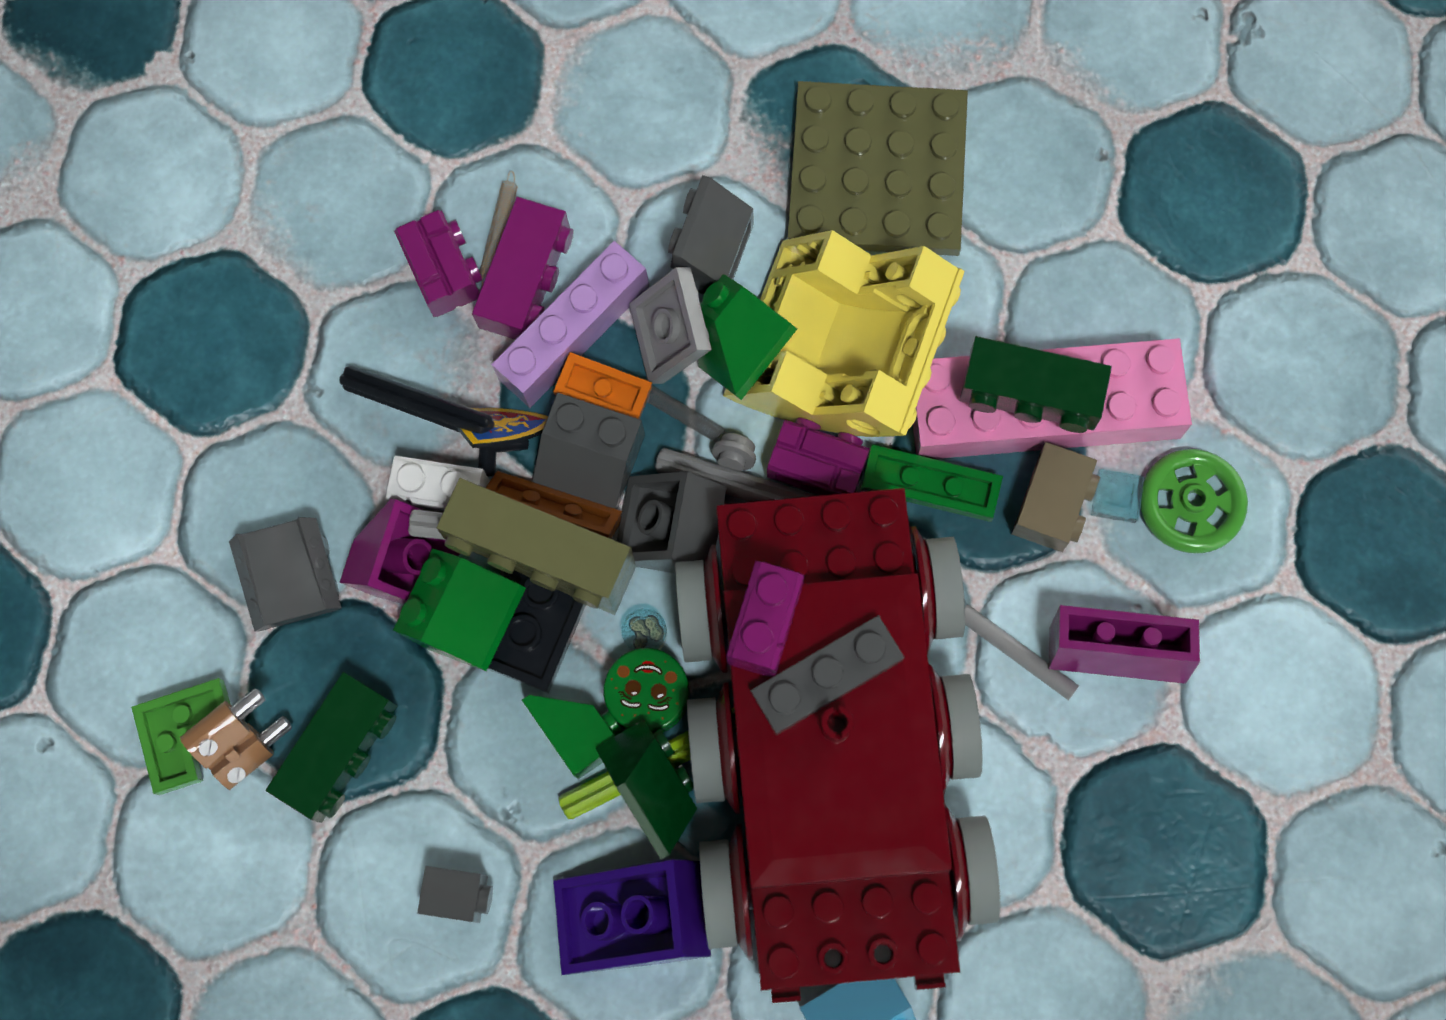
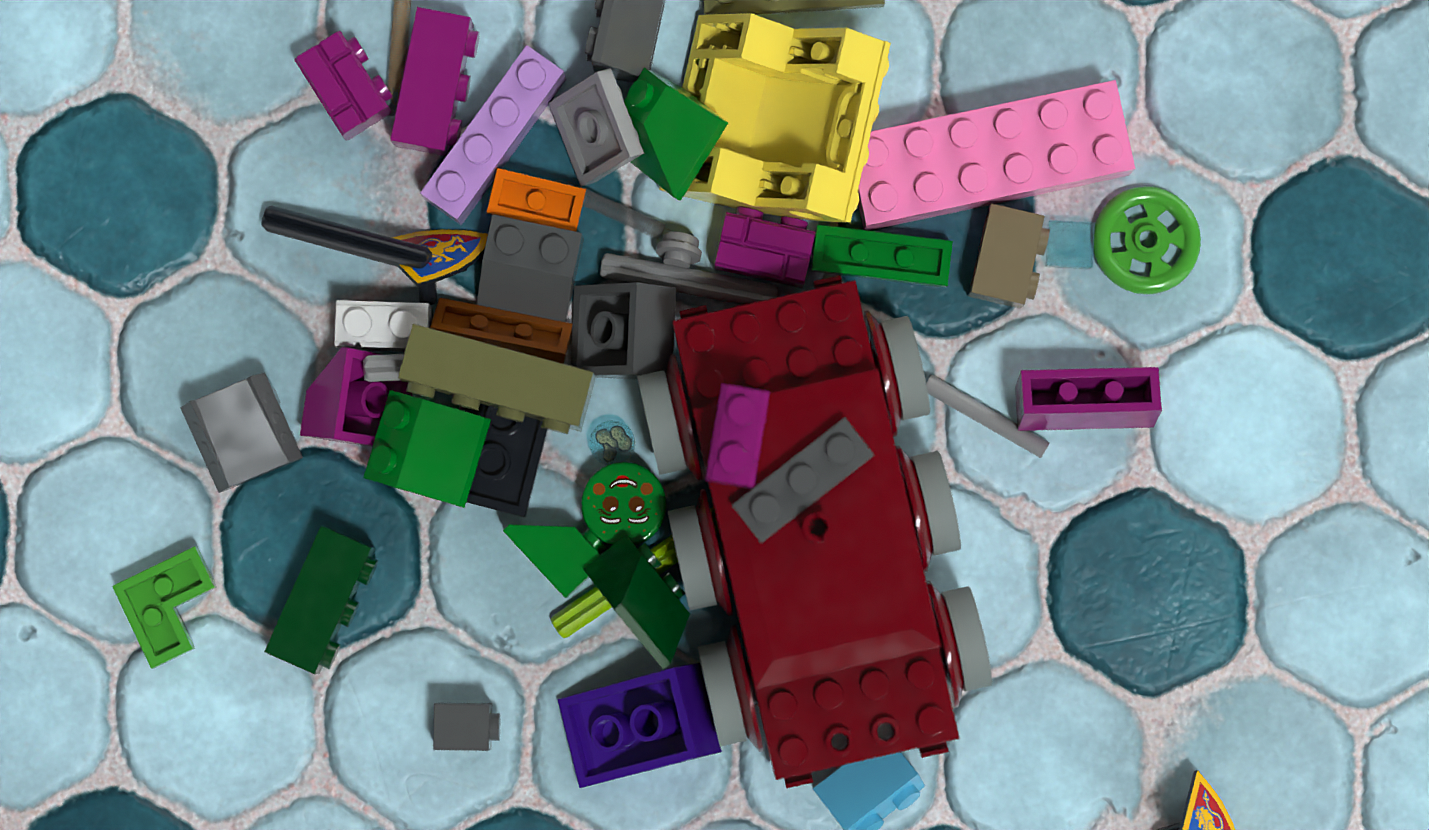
camera: 15 degrees left, 10 degrees up
(230, 744) = (220, 611): medium nougat piece -> none
(1035, 385) = (973, 153): dark green brick -> none

